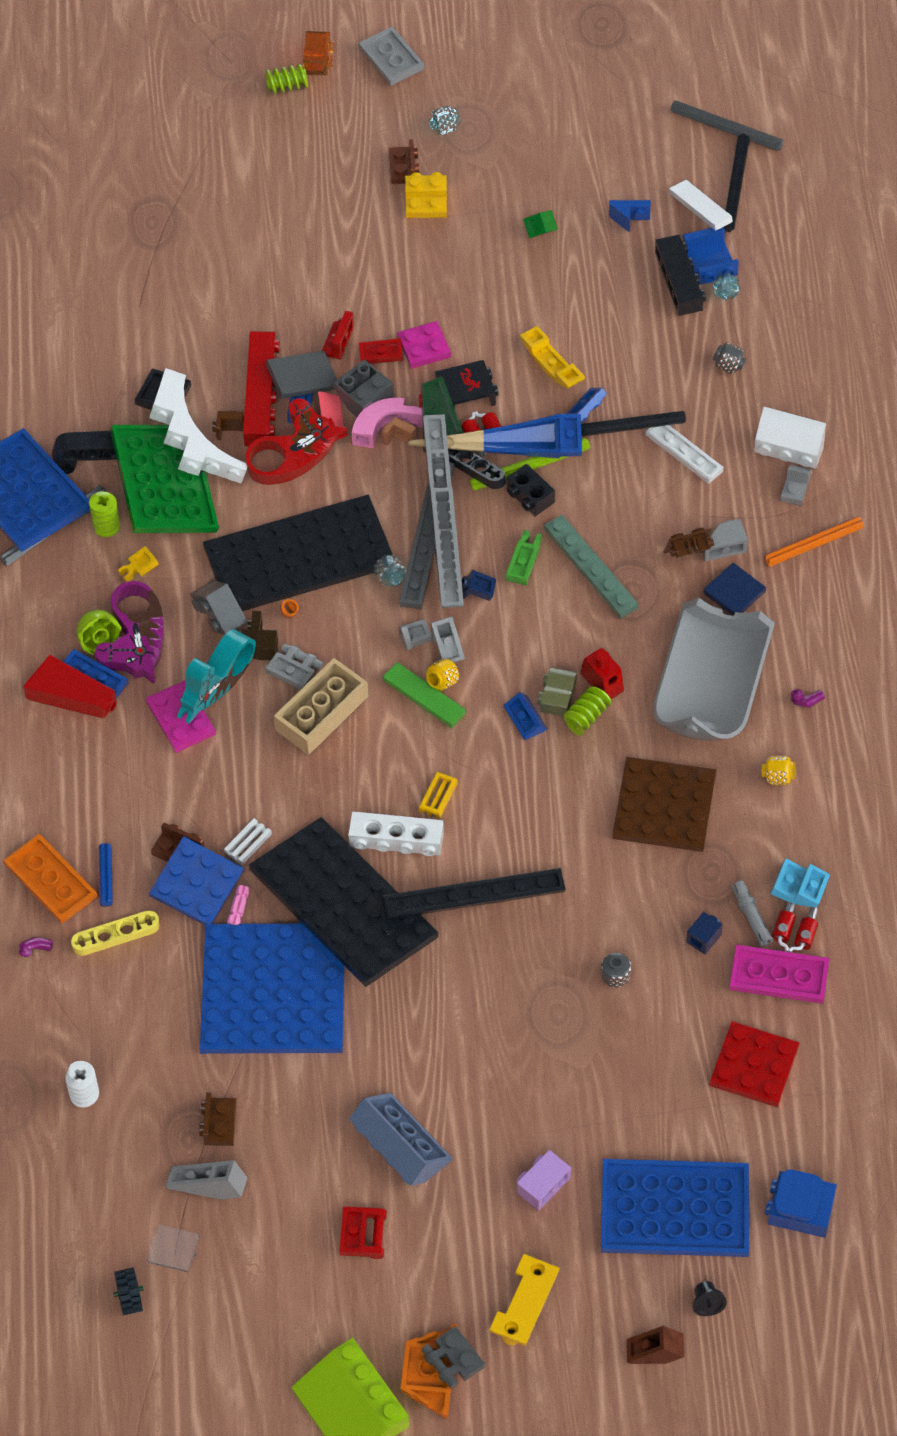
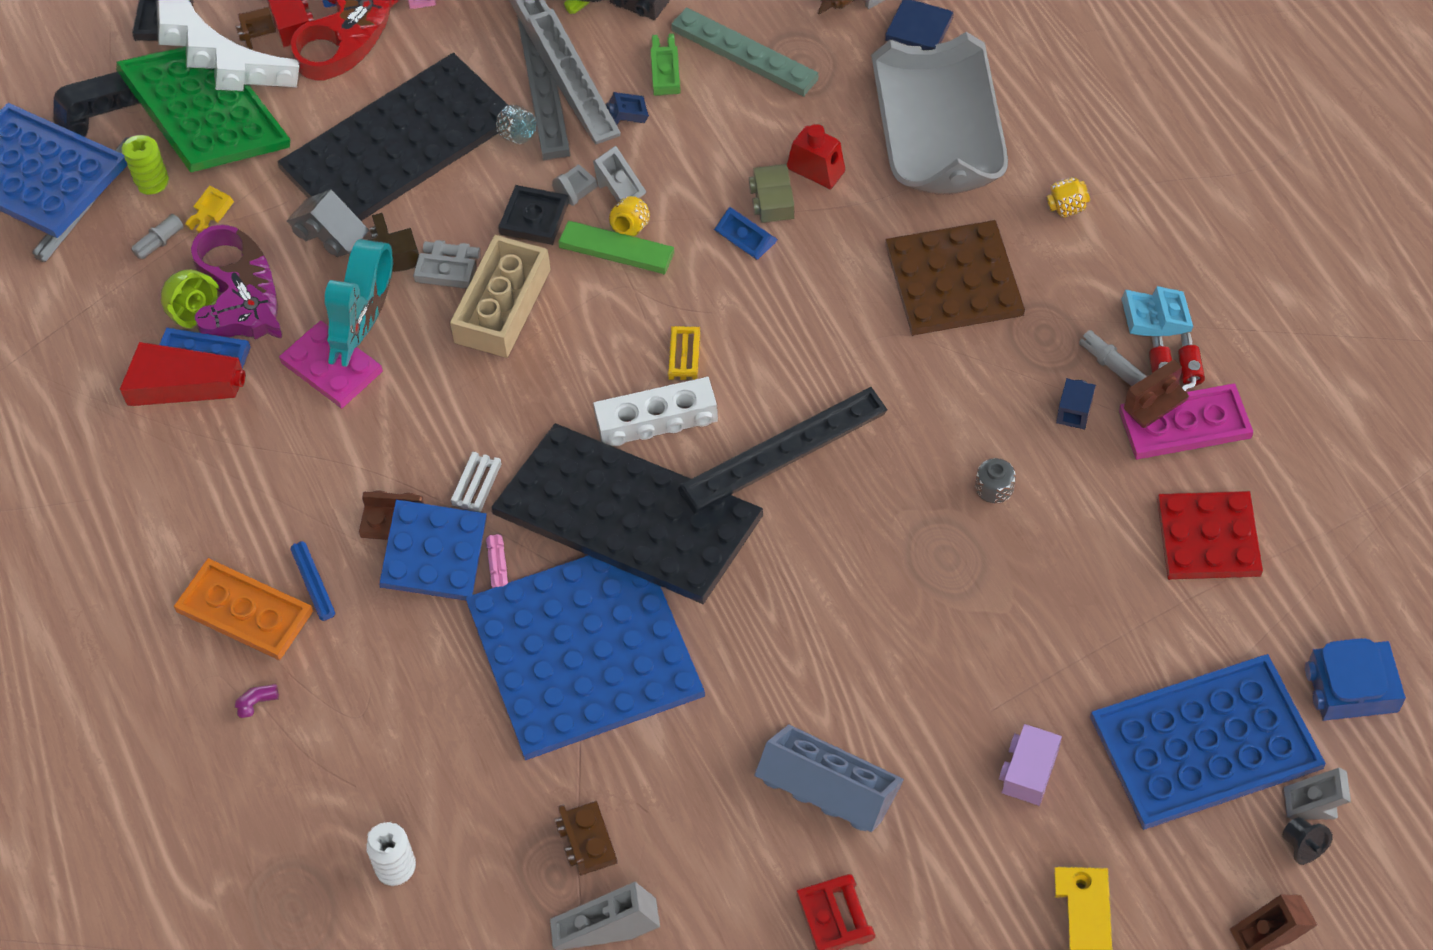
camera: 20 degrees left, 0 degrees up
(93, 573) = (157, 236): none -> light grey axle
(117, 936) = (358, 651): light yellow beam -> none
(293, 607) = (416, 201): orange hinge -> none
(373, 648) = (533, 214): none -> black plate
(586, 710) = (816, 202): lime piece -> none
(731, 1273) = (1318, 795): none -> light grey slope
(761, 947) = (1156, 395): none -> copper bracket
(807, 701) = (1050, 116): magenta arm -> none

